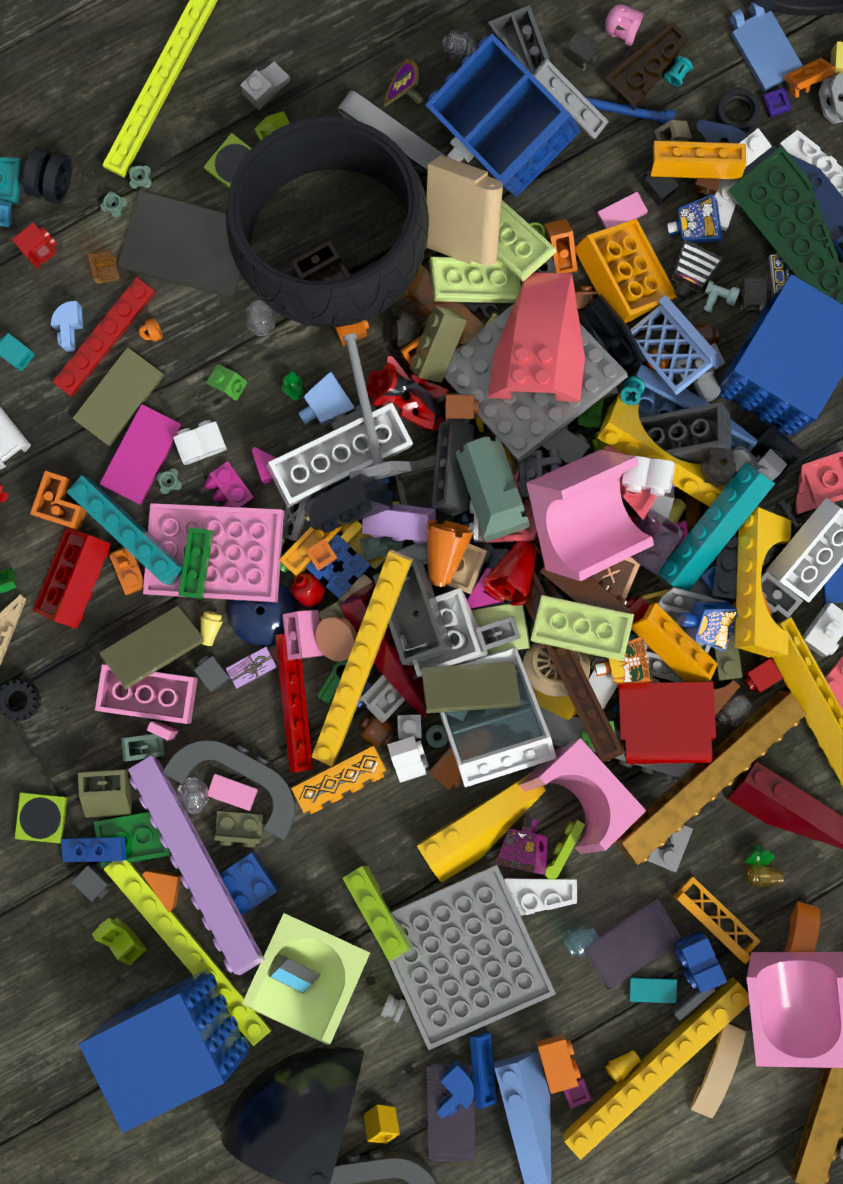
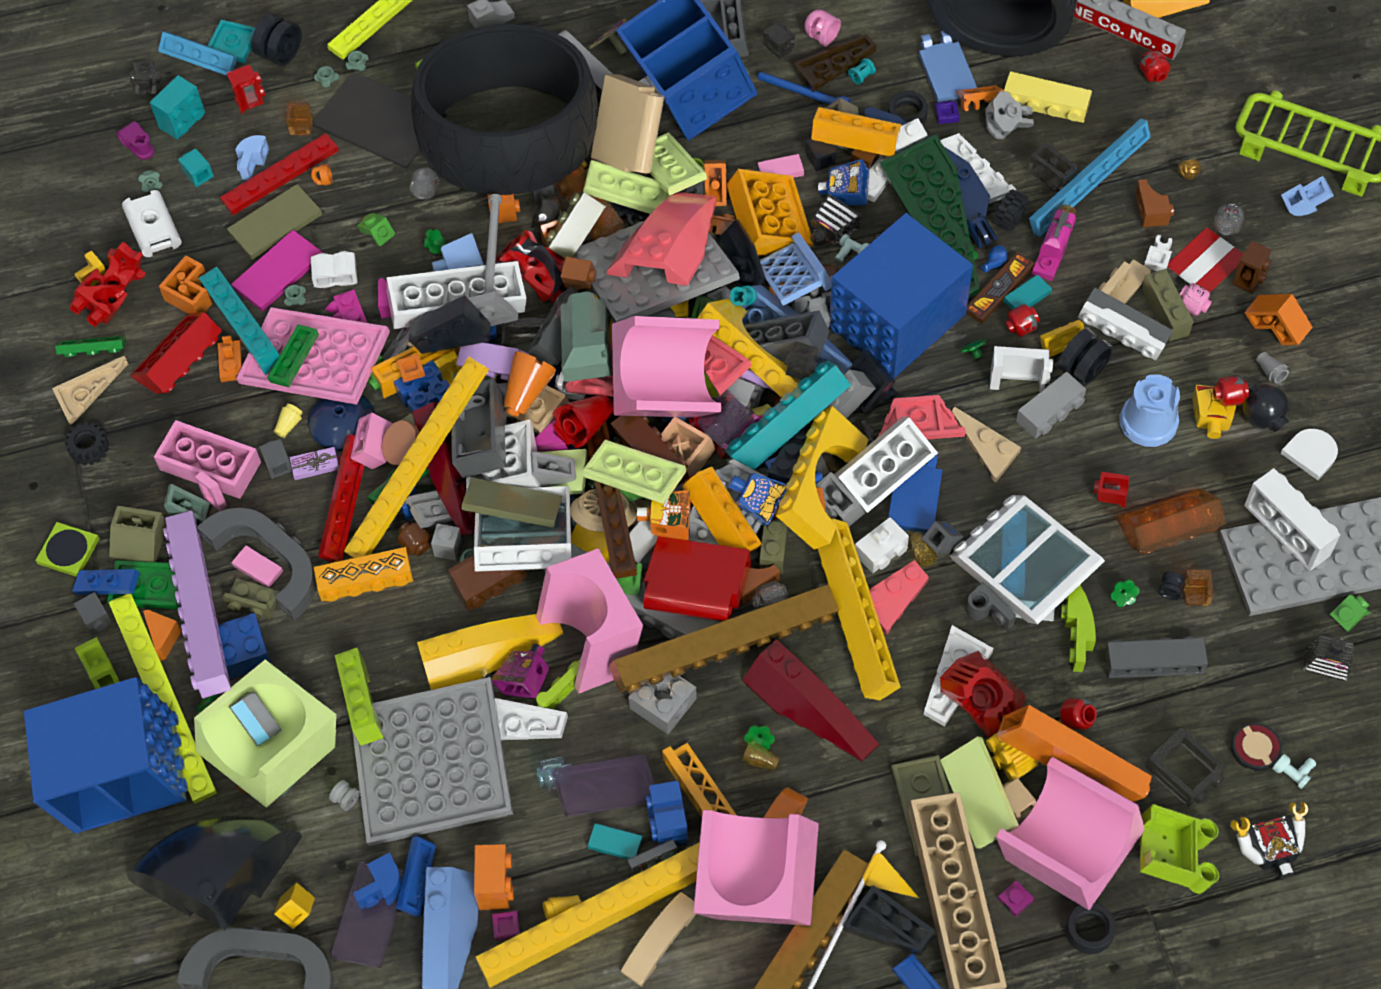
camera: 15 degrees right, 25 degrees down
(151, 647) = (226, 418): olive tile -> none
(193, 795) = (218, 555): clear head -> none
(308, 589) = (390, 404): red head -> none
(408, 758) = (434, 565): white brick -> none
(582, 111) = (759, 74): light grey tile -> none
(650, 475) = (732, 351): white brick -> none
(762, 676) = (806, 572): red brick -> none

